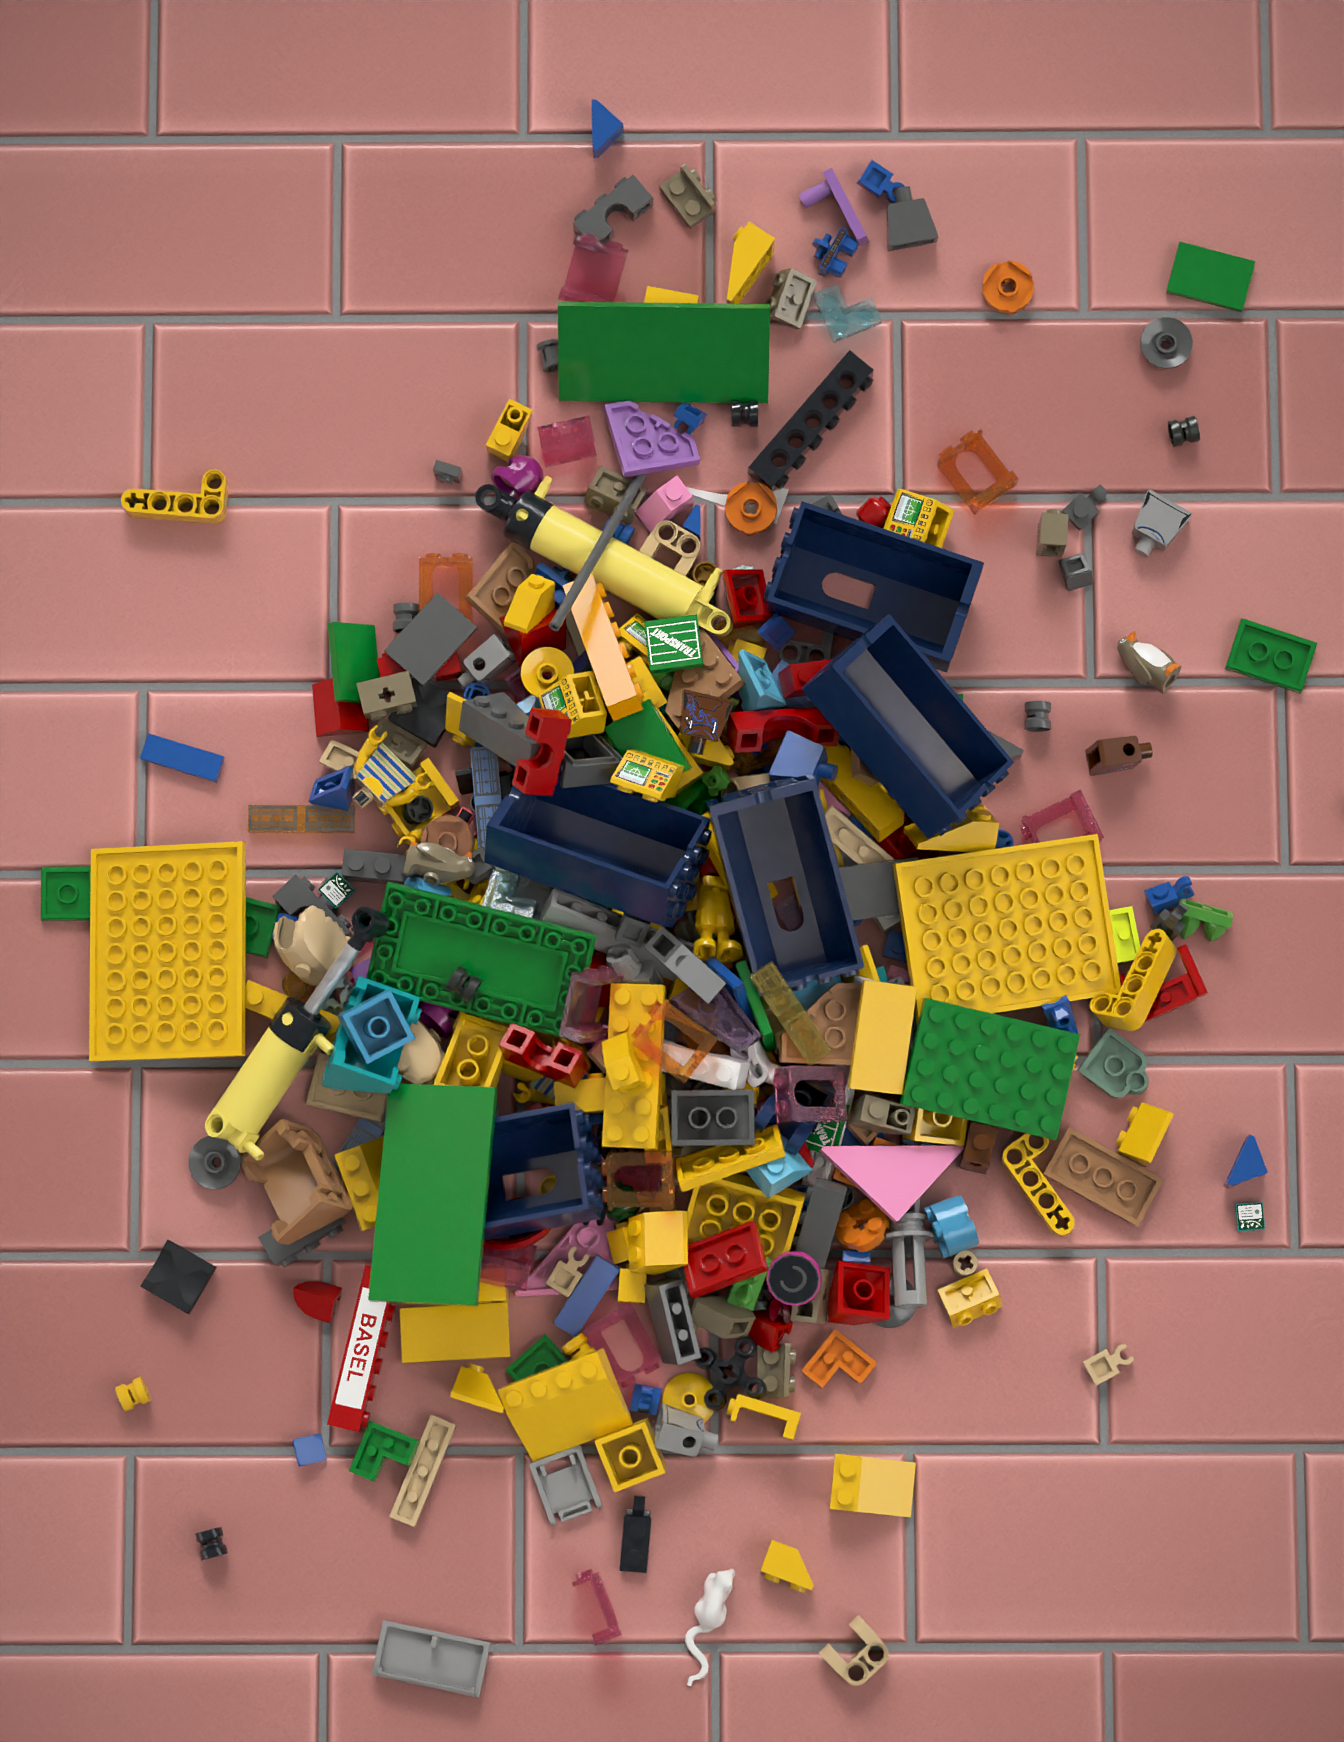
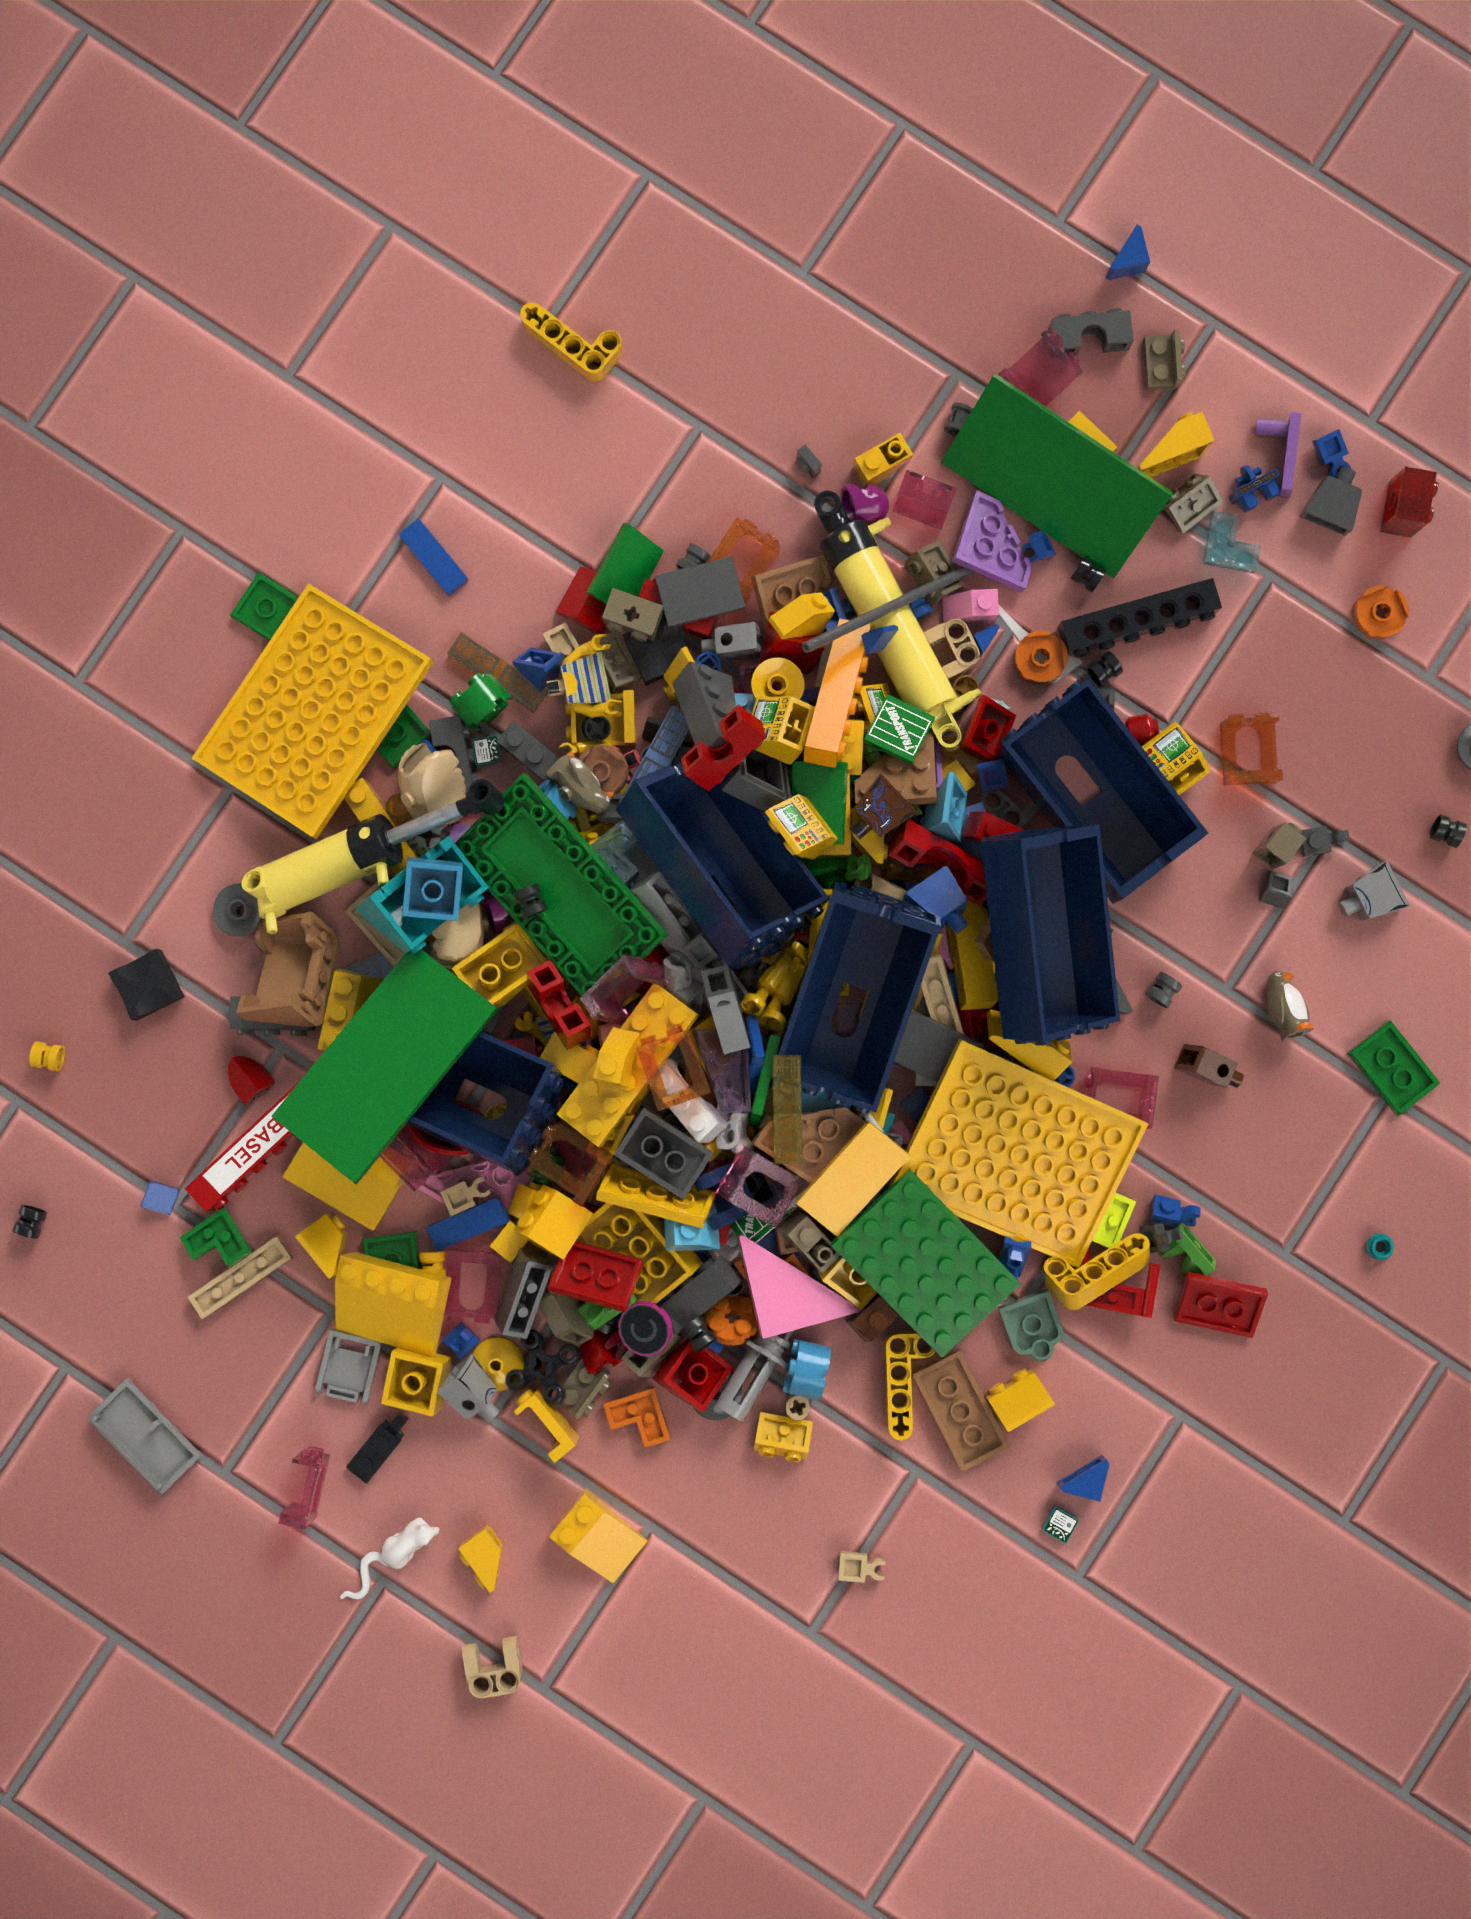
camera: 30 degrees right, 5 degrees up
(306, 851) = (480, 701): none -> green brick
(607, 581) = (877, 639): none -> blue slope
(810, 483) = (1104, 669): none -> black wheel
(841, 1254) = (696, 1328): none -> pearl dark grey wheel
(969, 183) = (1409, 502): none -> clear red brick
(1258, 945) = (1220, 1304): none -> red tile

